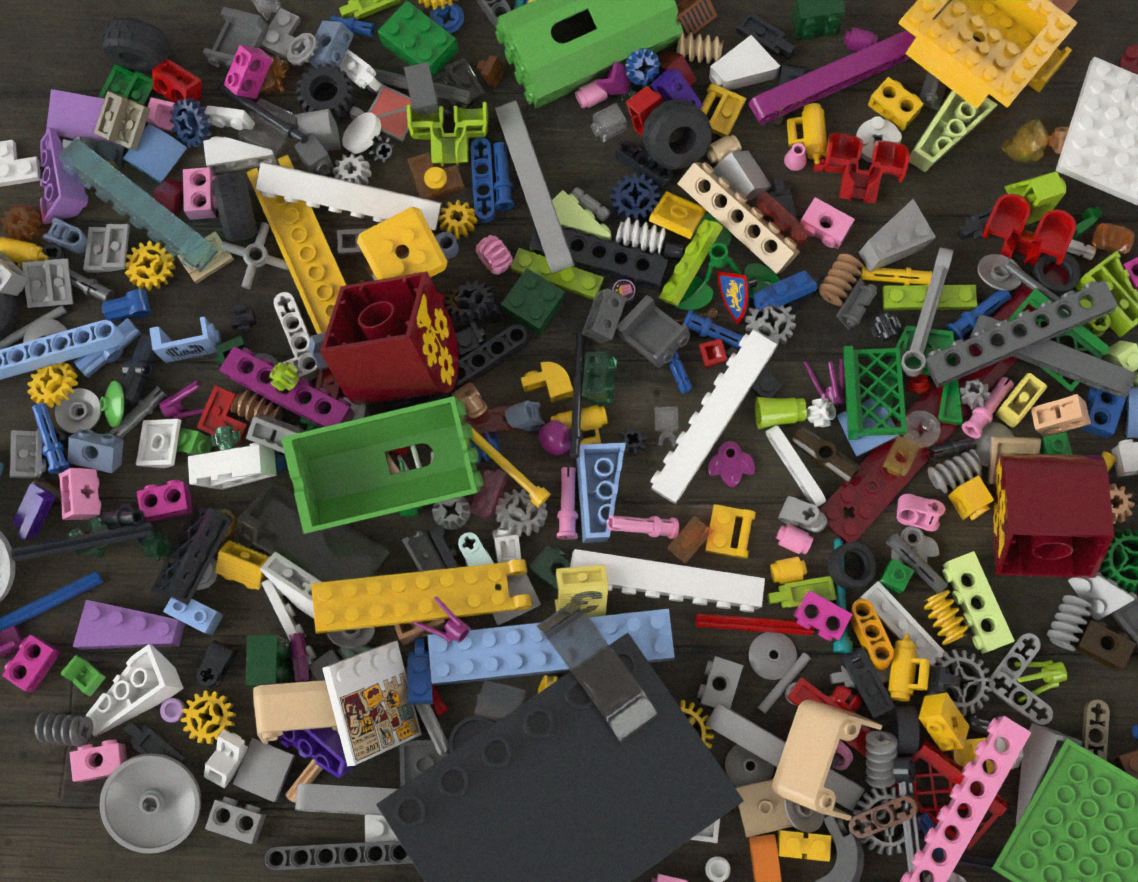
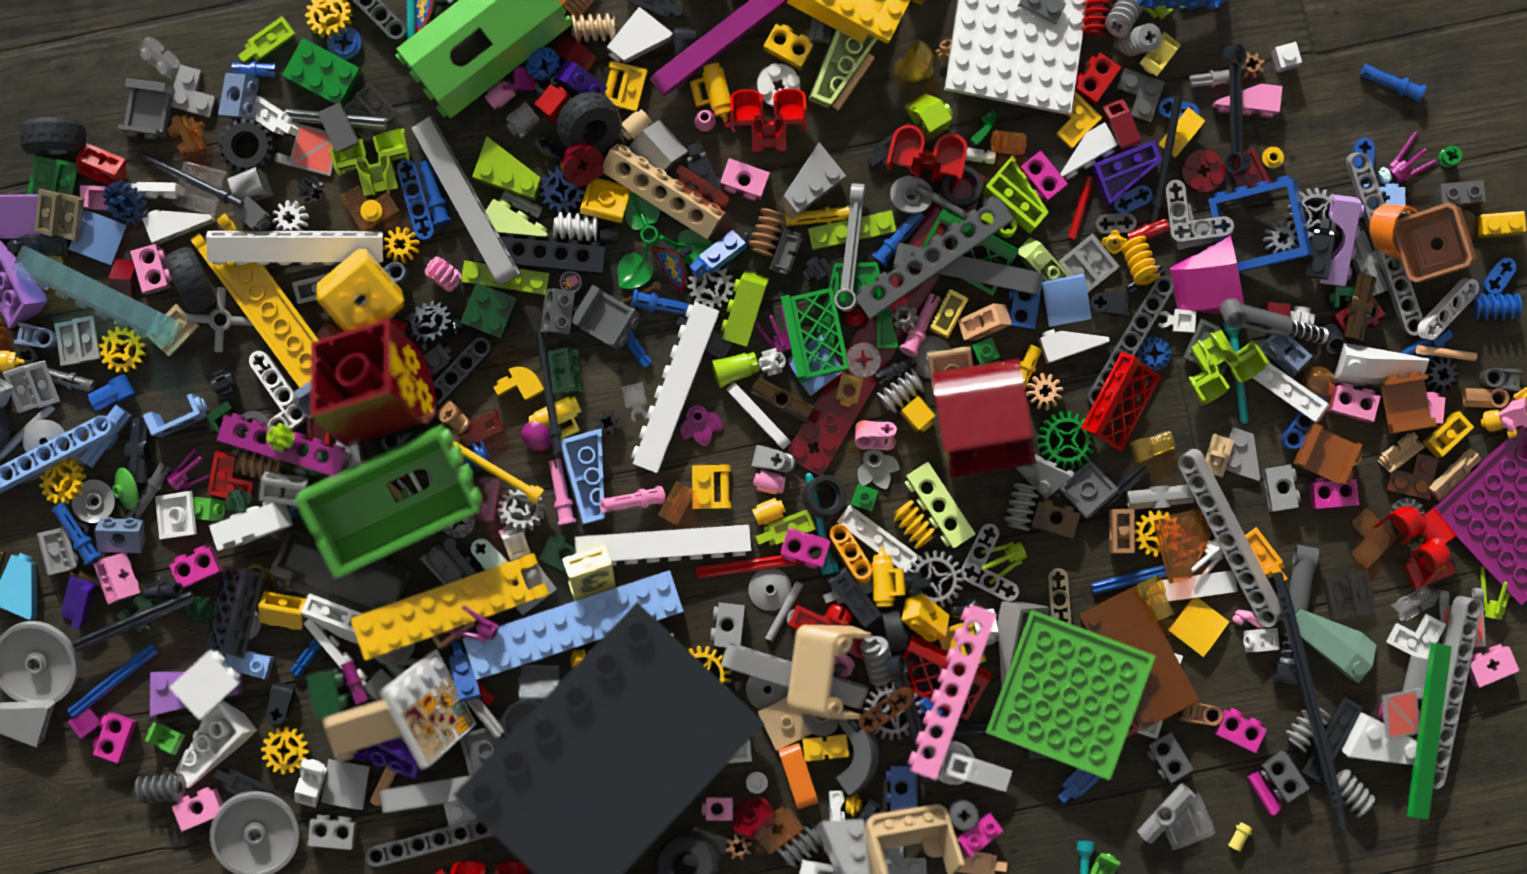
camera: 20 degrees left, 10 degrees up
(139, 622) = (205, 683): none -> white panel
(172, 710) = (251, 750): lavender tile -> none
(248, 71) = (167, 141): dark pink brick -> none
(256, 622) = (306, 658): none -> blue axle
(302, 49) = (209, 102): light grey gear -> none
(361, 132) = (291, 179): white tile -> none
(491, 70) = (399, 89): reddish brown tile -> none
(525, 416) = (505, 421): sand blue piece -> none
(580, 168) = (505, 172): none -> lime wedge
(599, 671) = (617, 641): clear smoke windscreen -> none
(670, 180) = (586, 174): none -> dark red plate
(691, 261) = (626, 243): lime plate -> none
(712, 353) = (664, 326): red slope -> none
(801, 351) = (744, 308): none -> lime wedge
(909, 556) = (873, 477): dark grey pin -> none
(956, 151) = (853, 81): none -> light nougat bar

